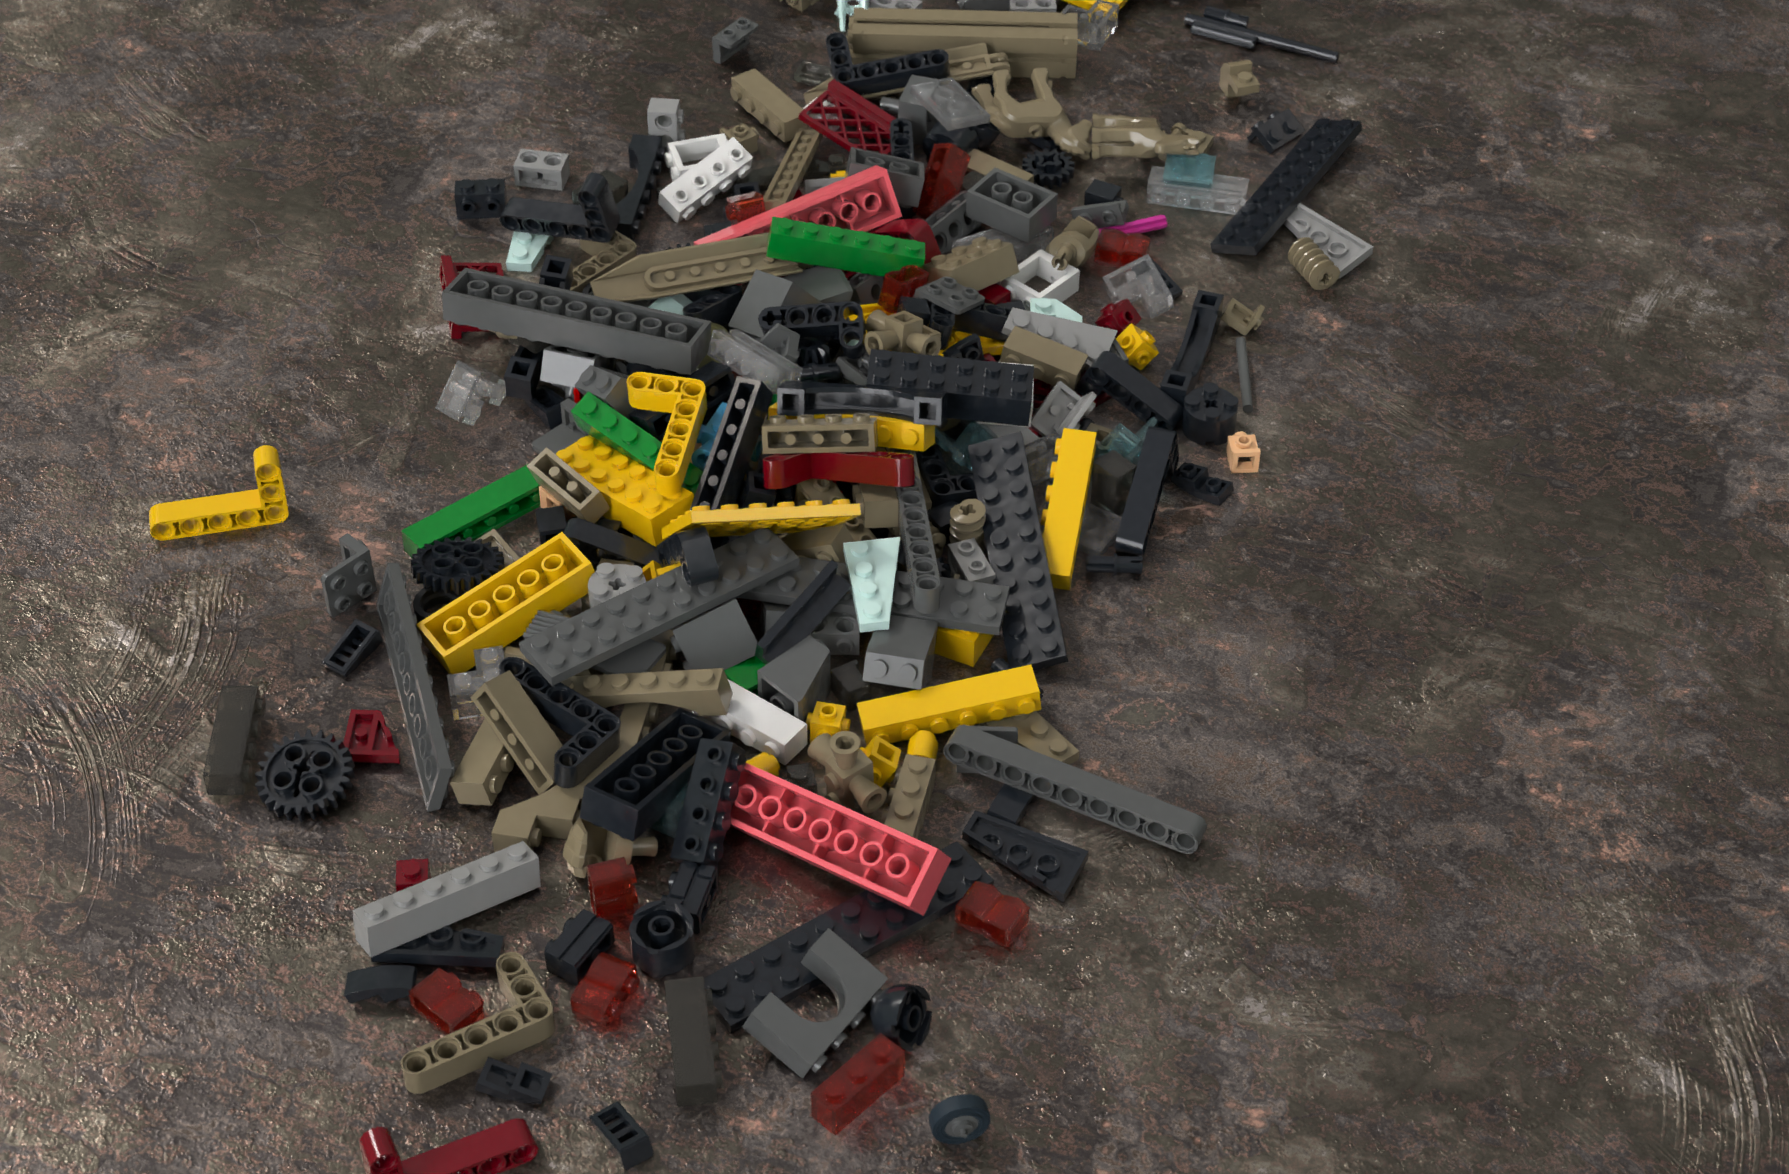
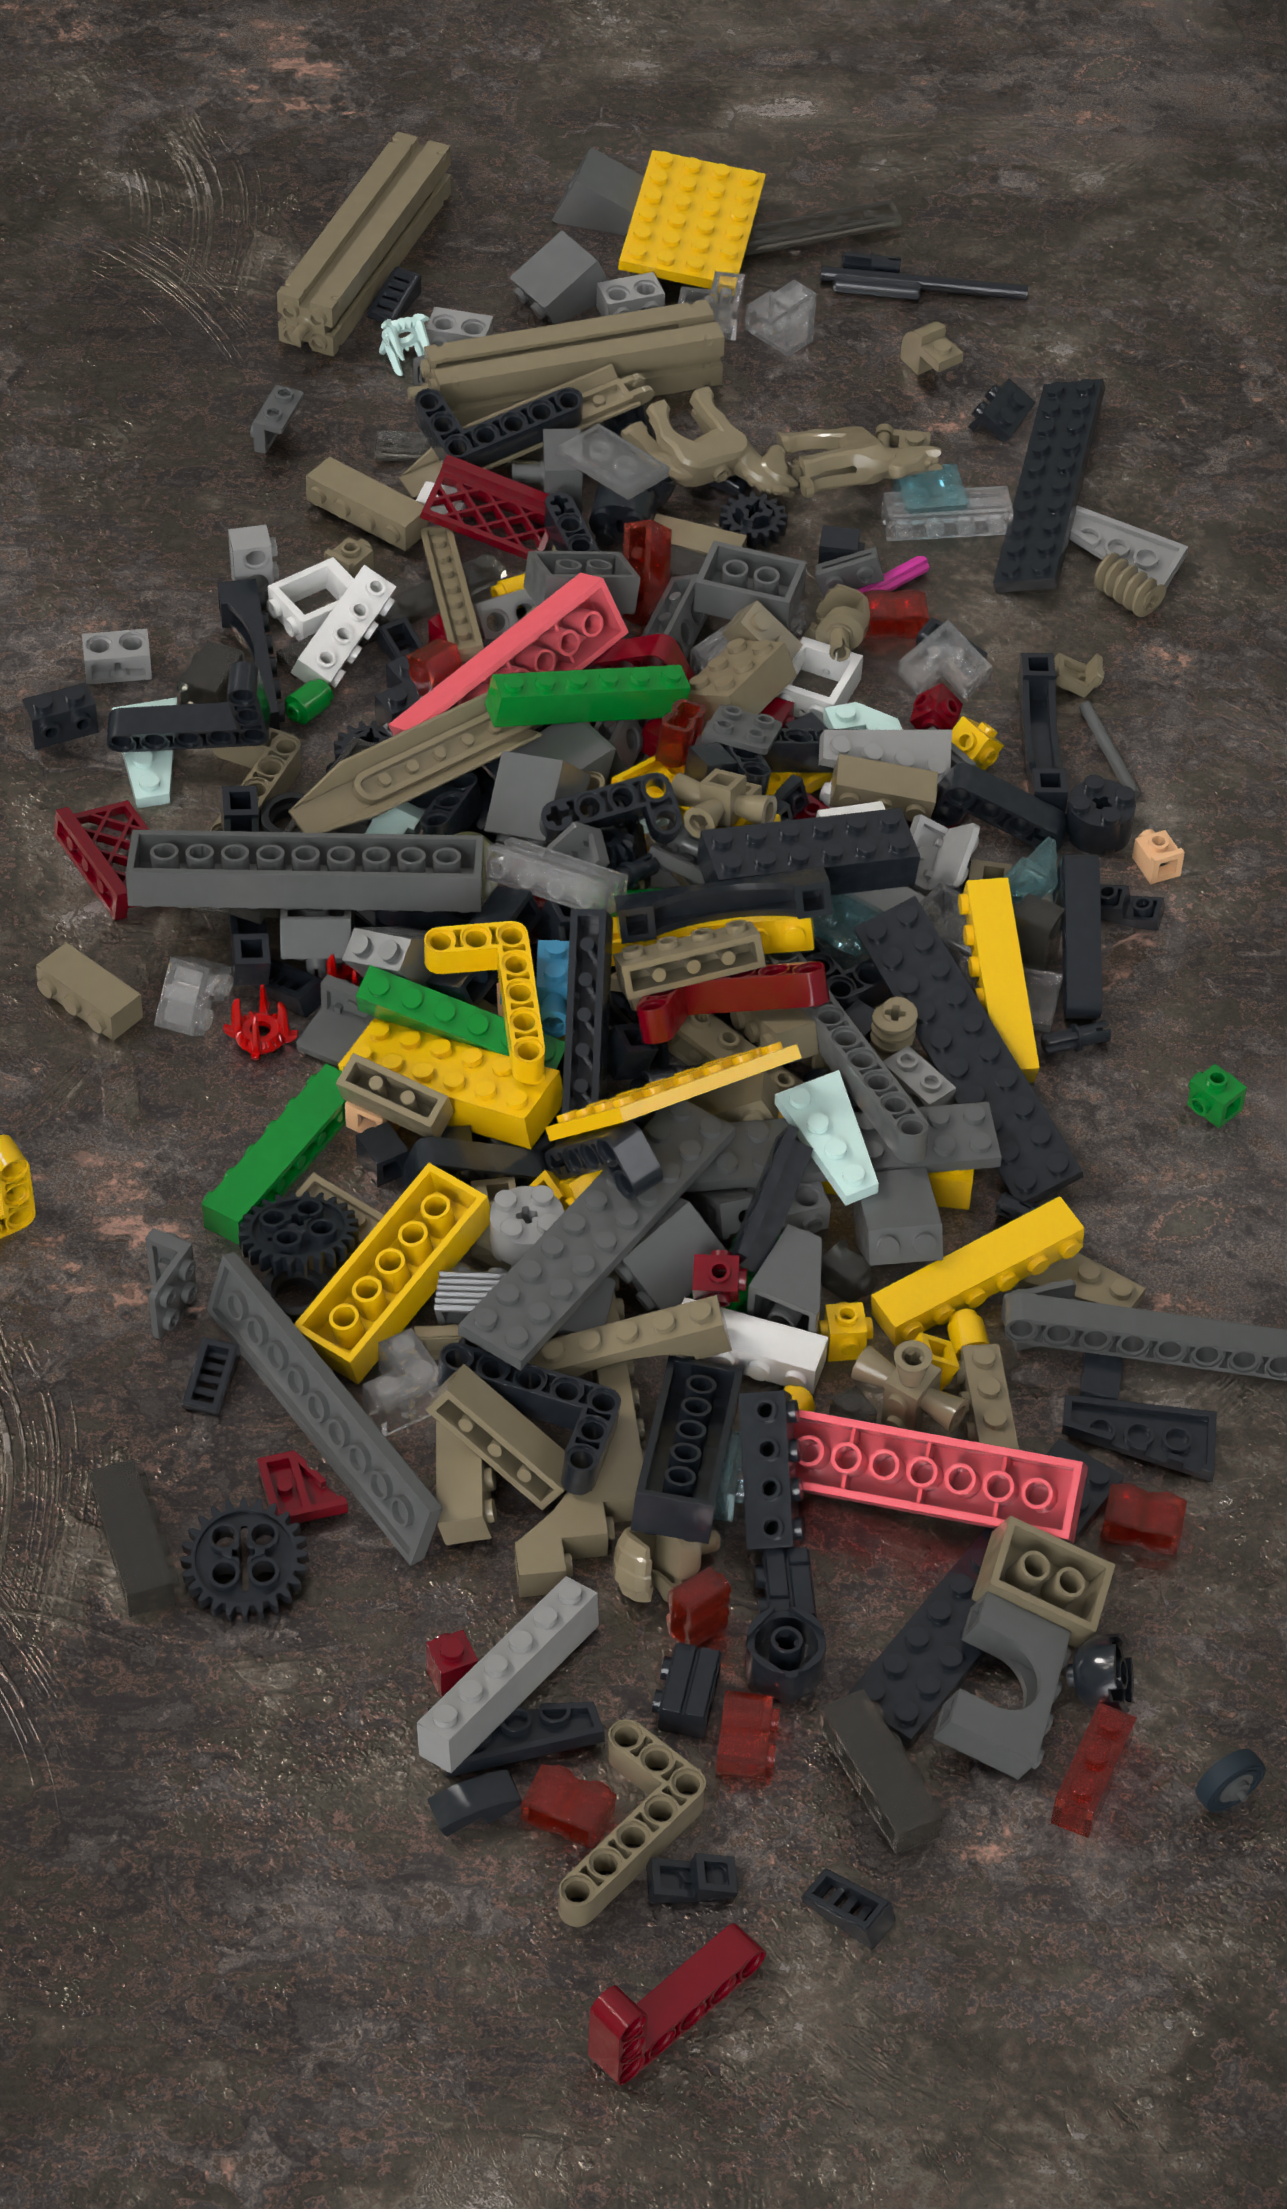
camera: 20 degrees left, 5 degrees up
(403, 378) = (89, 991): none -> dark tan brick
(500, 423) = (253, 1042): none -> red piece
(660, 224) = (308, 701): none -> green brick
(739, 660) = (718, 1275): none -> dark red brick
(884, 932) = (1045, 1577): none -> dark tan brick
(1003, 228) = (758, 624): none -> dark tan brick
(1138, 39) = (783, 317): none -> clear brick
(1201, 627) = (1216, 1095): none -> green brick

